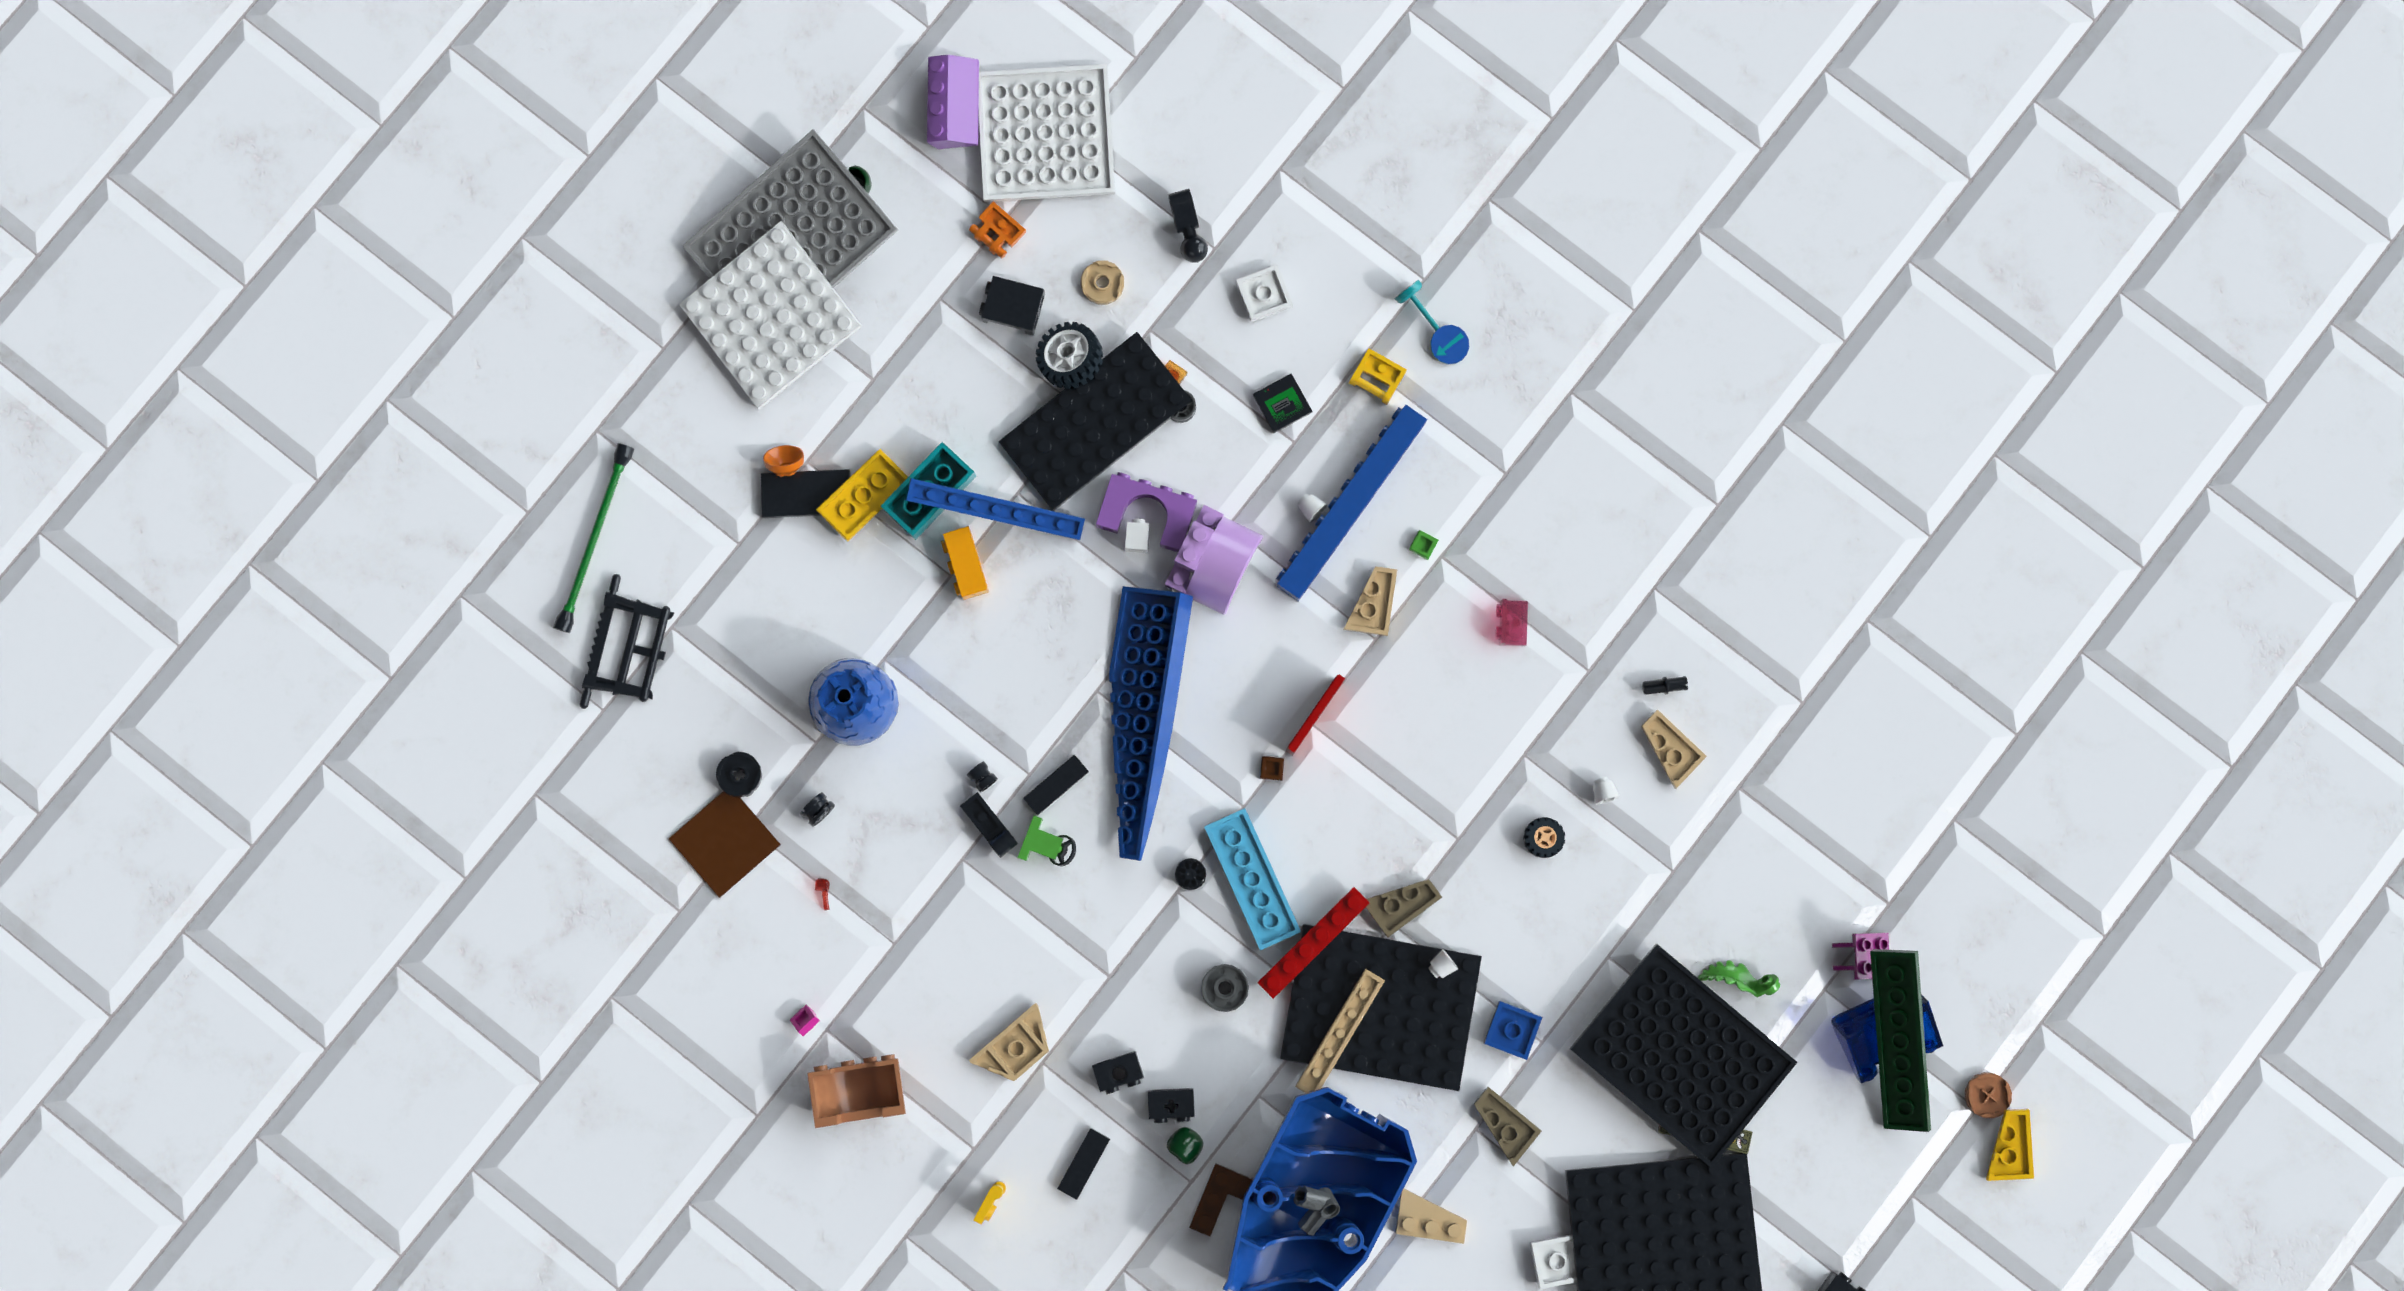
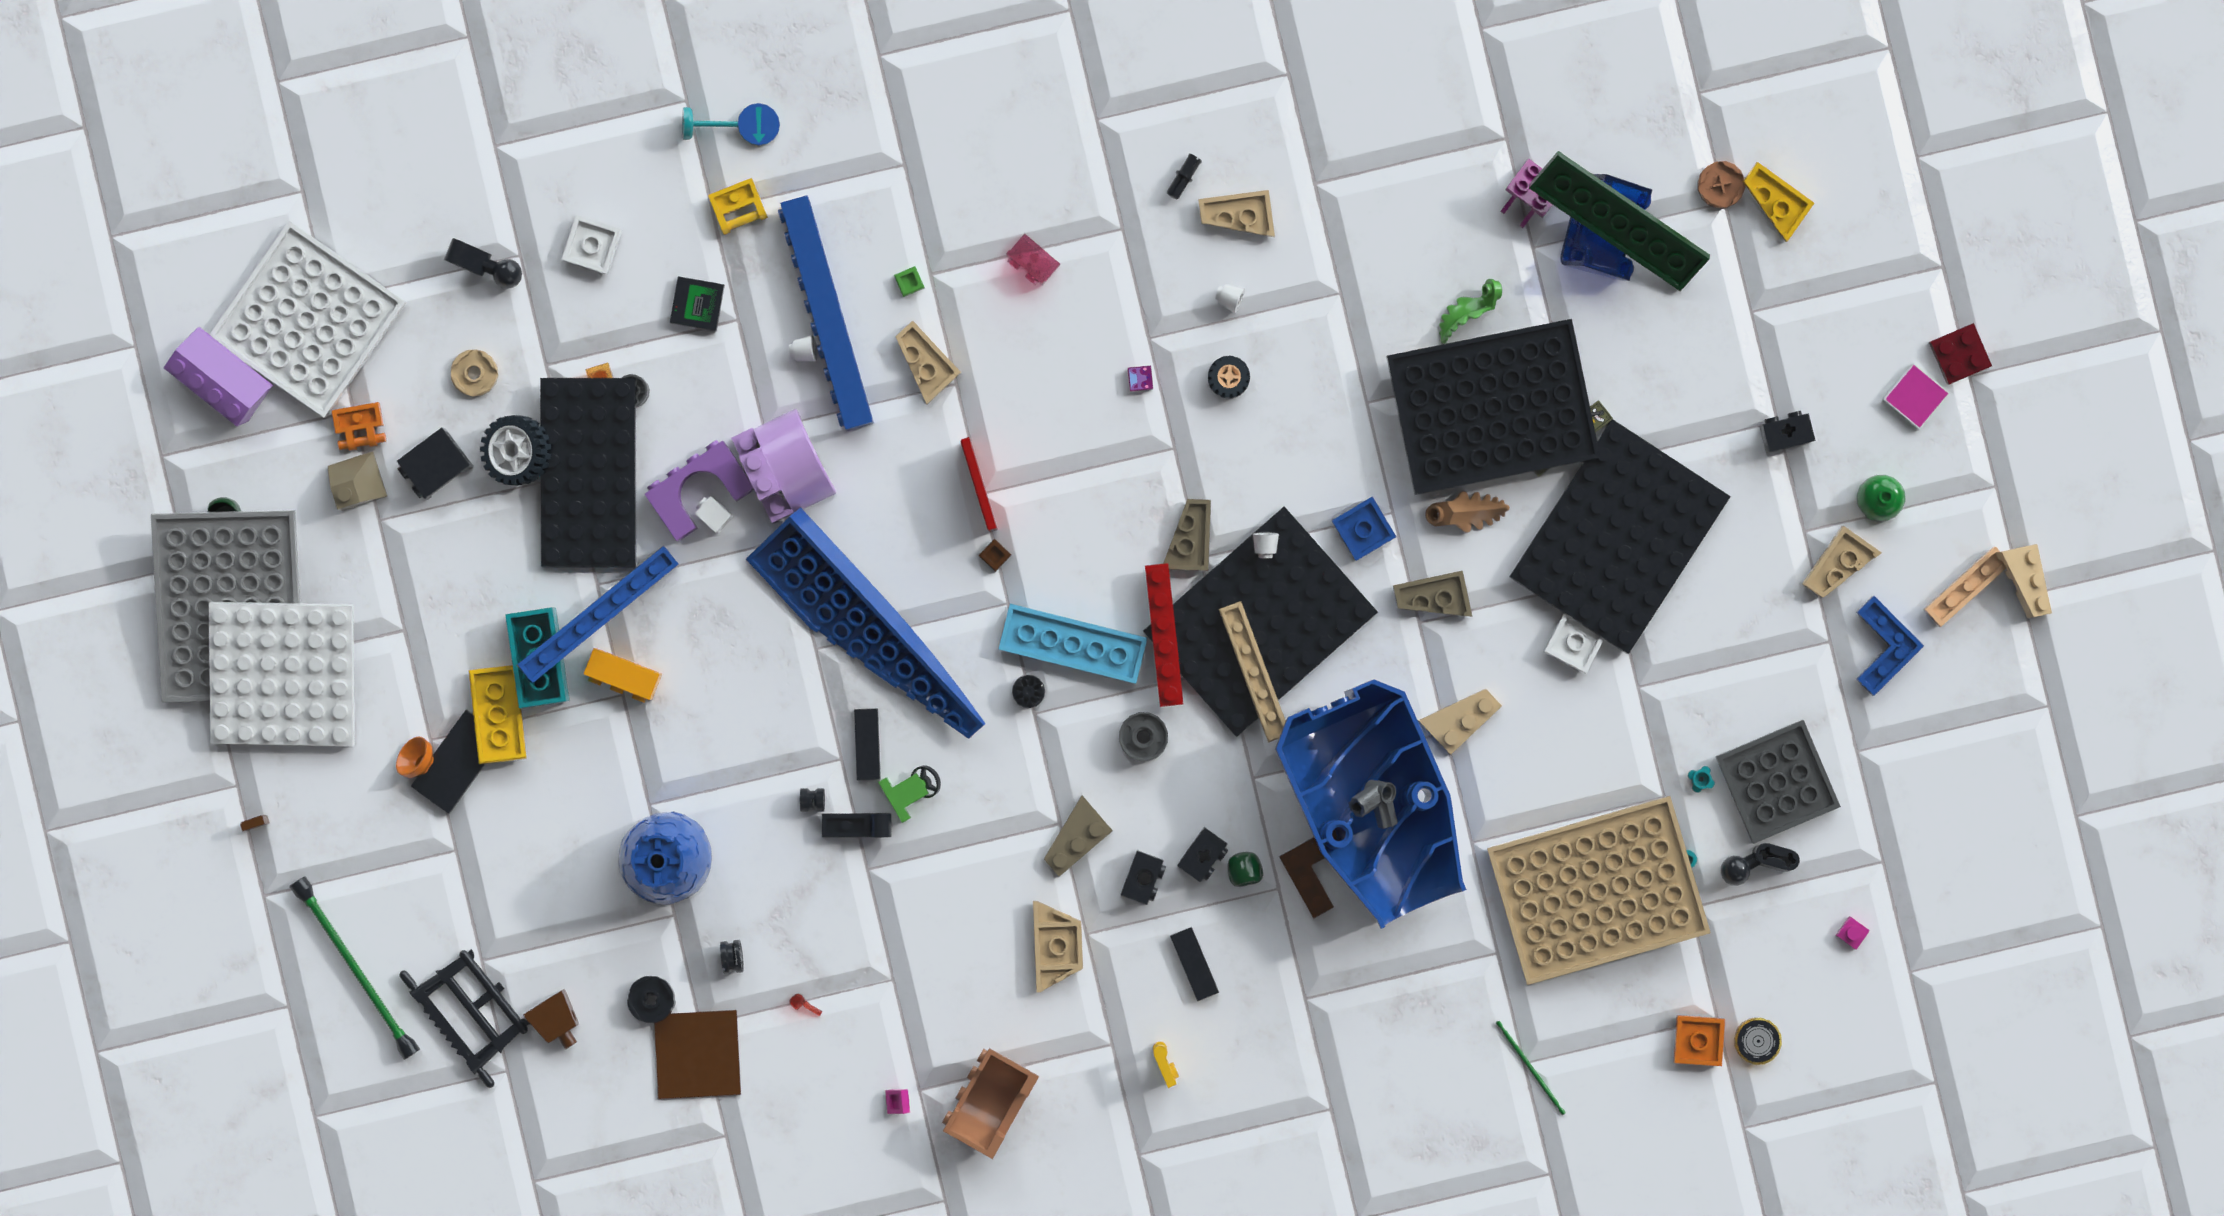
camera: 50 degrees left, 5 degrees up
(645, 381) = (254, 822): none -> reddish brown tile
(668, 714) = (554, 1019): none -> reddish brown torso
(954, 259) = (356, 481): none -> dark tan slope
(1109, 998) = (1077, 837): none -> dark tan wing
(1489, 772) = (1140, 378): none -> tile
(1586, 1097) = (1466, 511): none -> medium nougat plant

